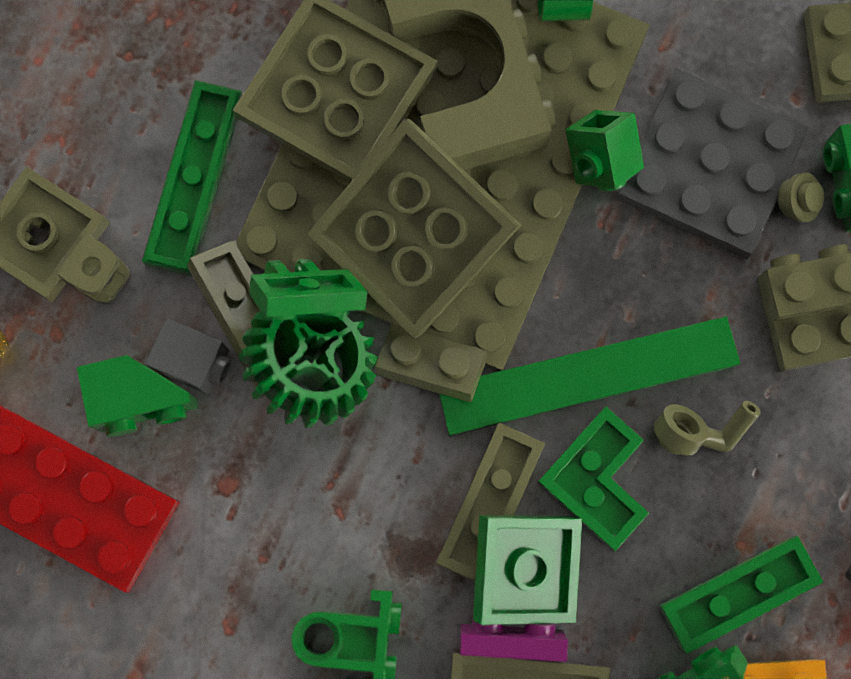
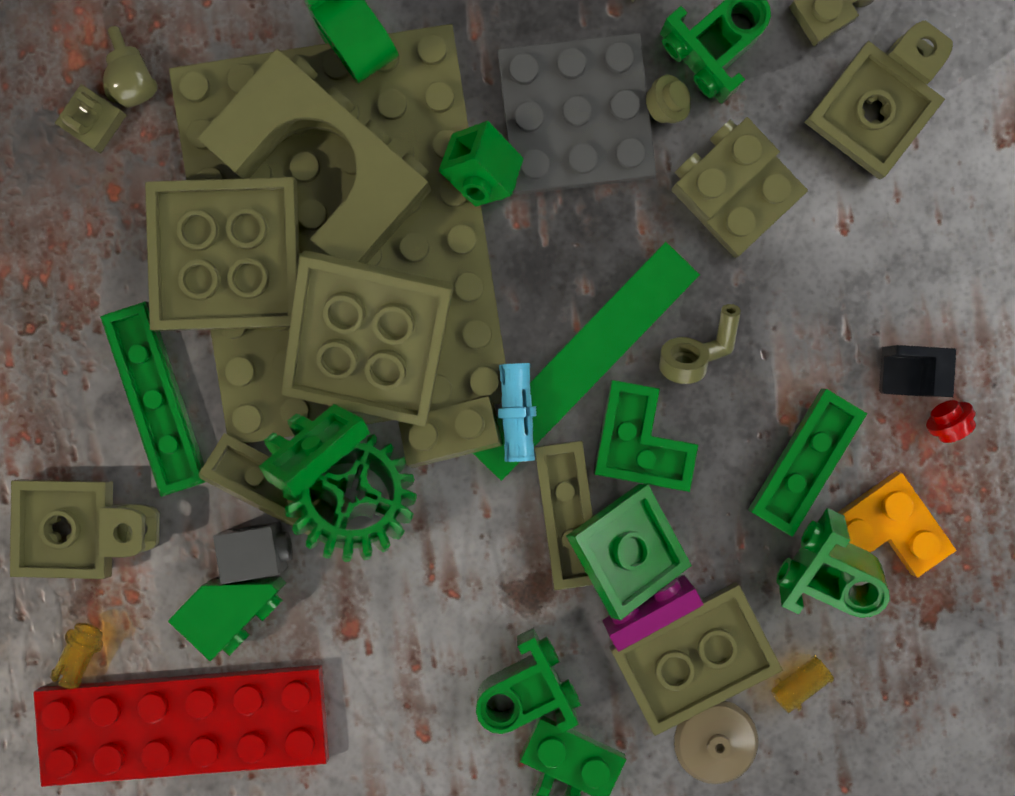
camera: 30 degrees left, 10 degrees up
(503, 380) = (517, 412): none -> medium azure pin

